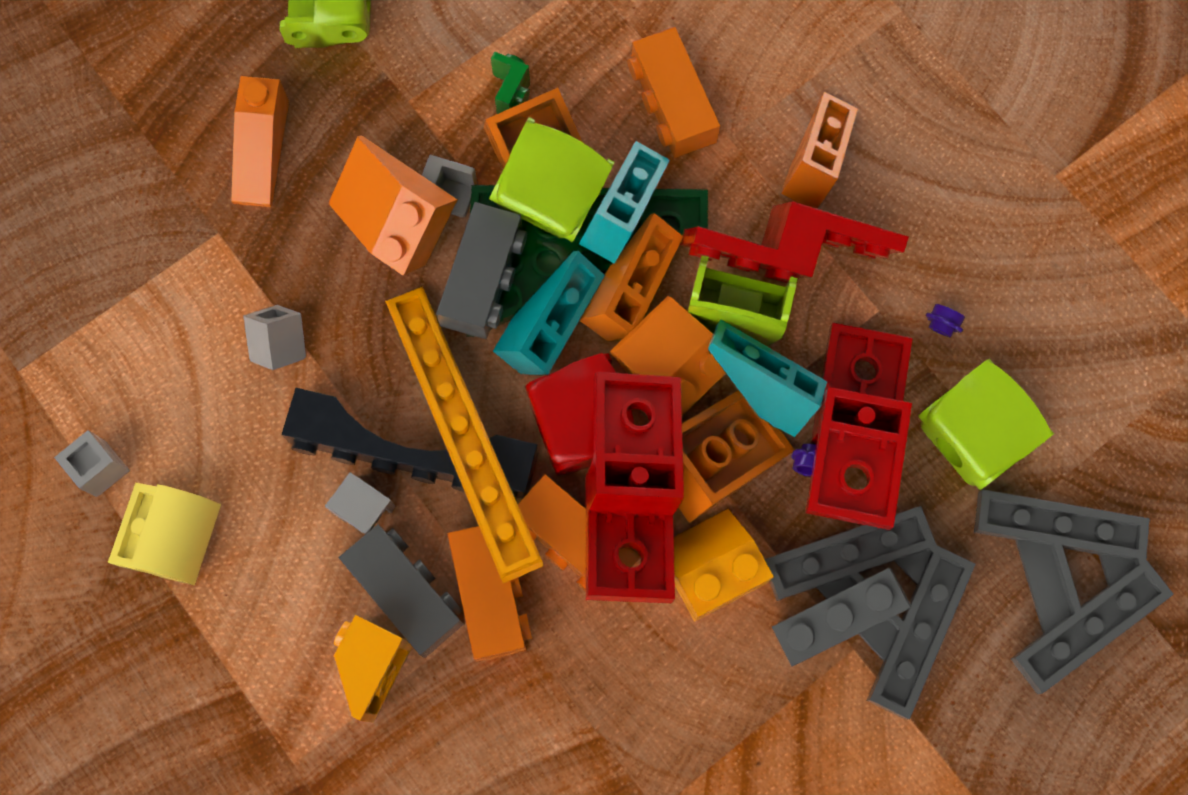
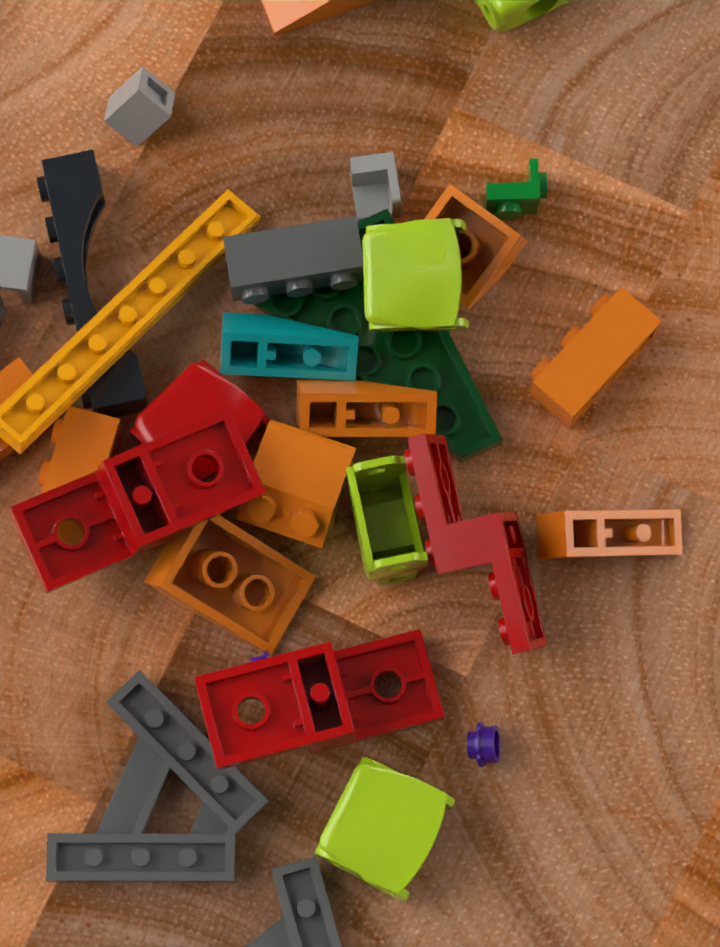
camera: 65 degrees right, 0 degrees up
(390, 207) = (318, 145): orange slope -> none
(624, 202) = (439, 360): teal slope -> none
(717, 564) = (112, 624): light orange slope -> none
(769, 381) = (319, 581): teal slope -> none
(841, 617) = (112, 766): dark grey brick -> none

